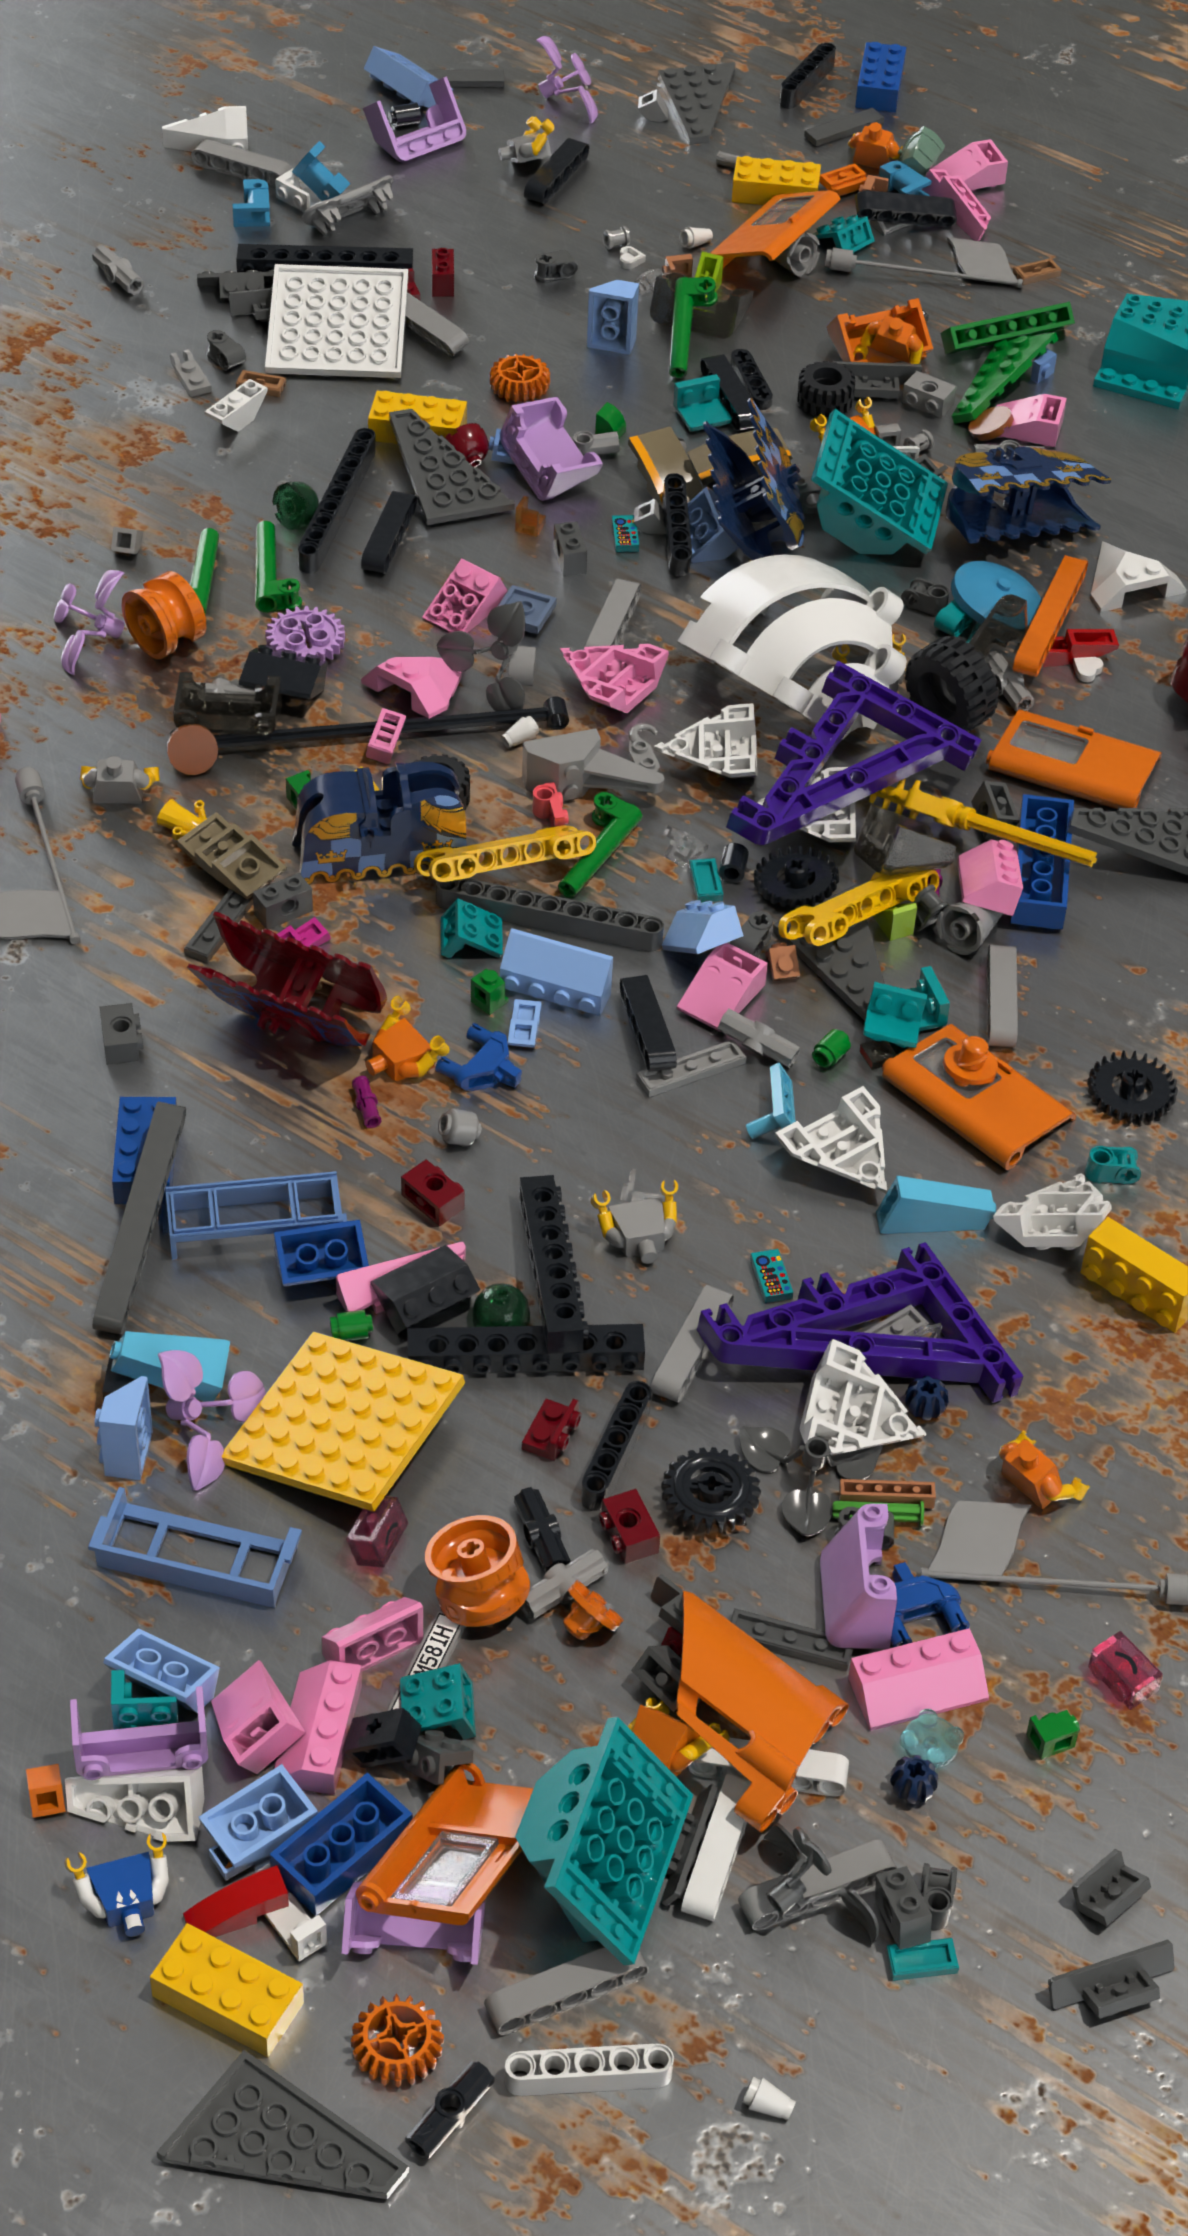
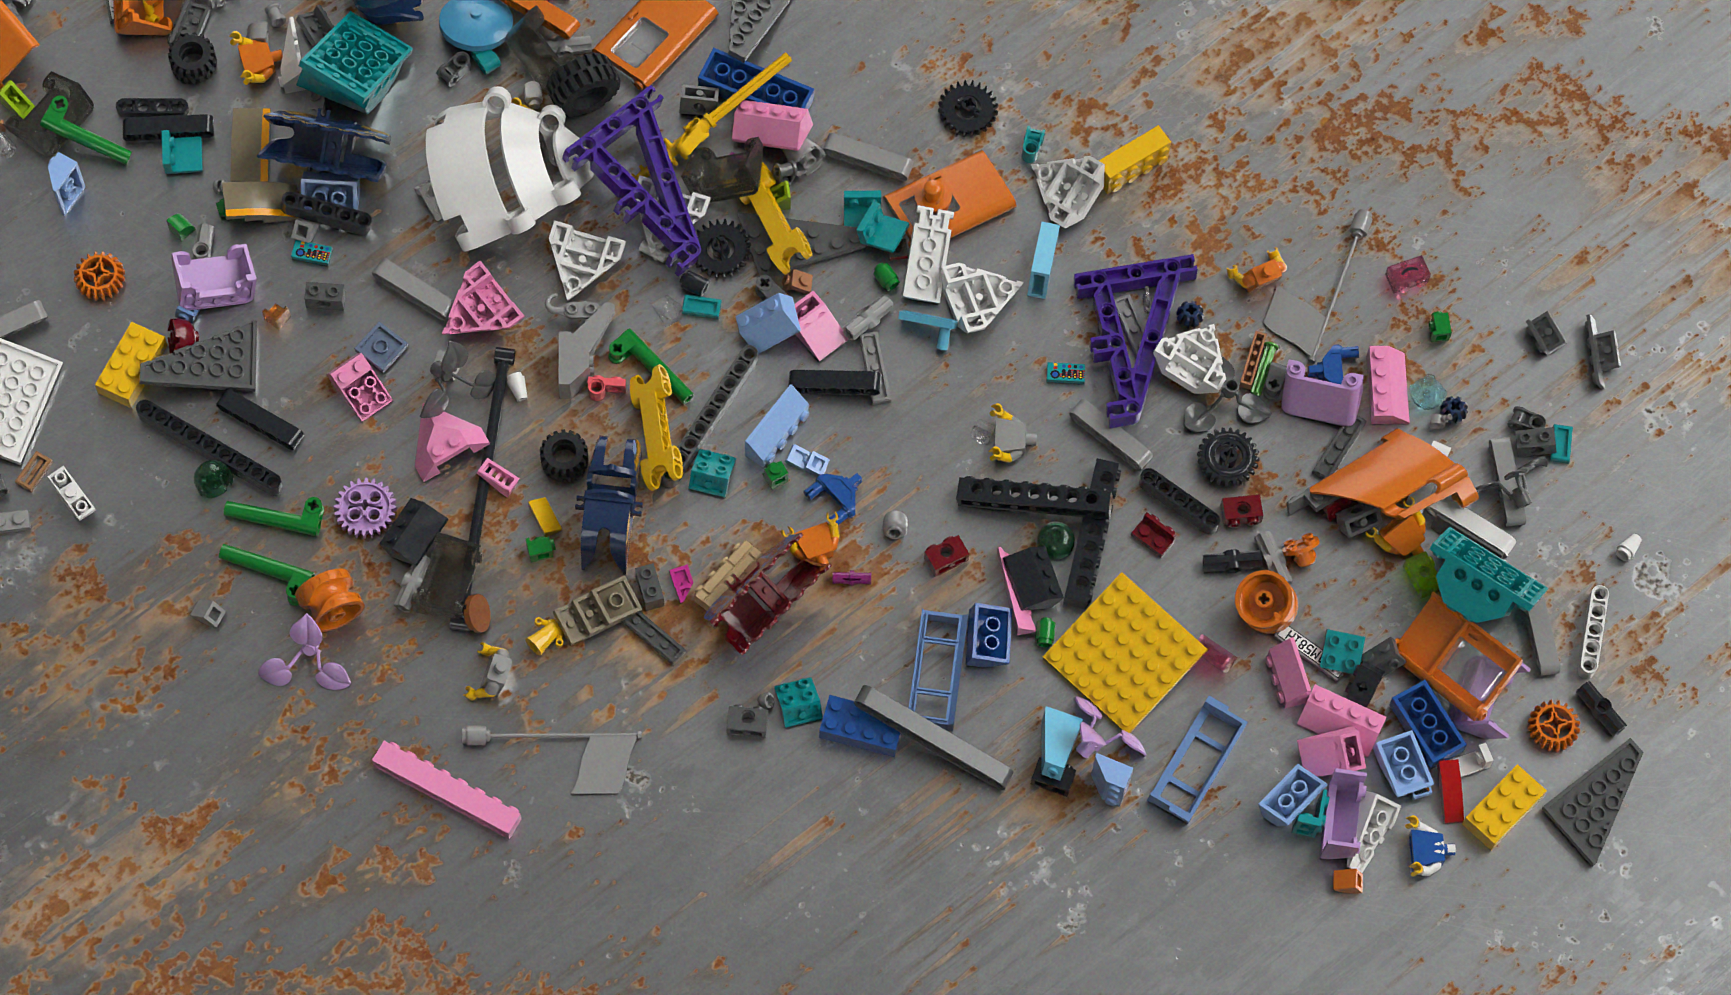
camera: 75 degrees left, 20 degrees up
(154, 1053) = (766, 700): none -> light grey hinge
(163, 1074) = (799, 702): none -> teal bracket
(883, 1071) = (927, 255): none -> white hinge
(886, 1761) = (1438, 421): none -> light grey piece

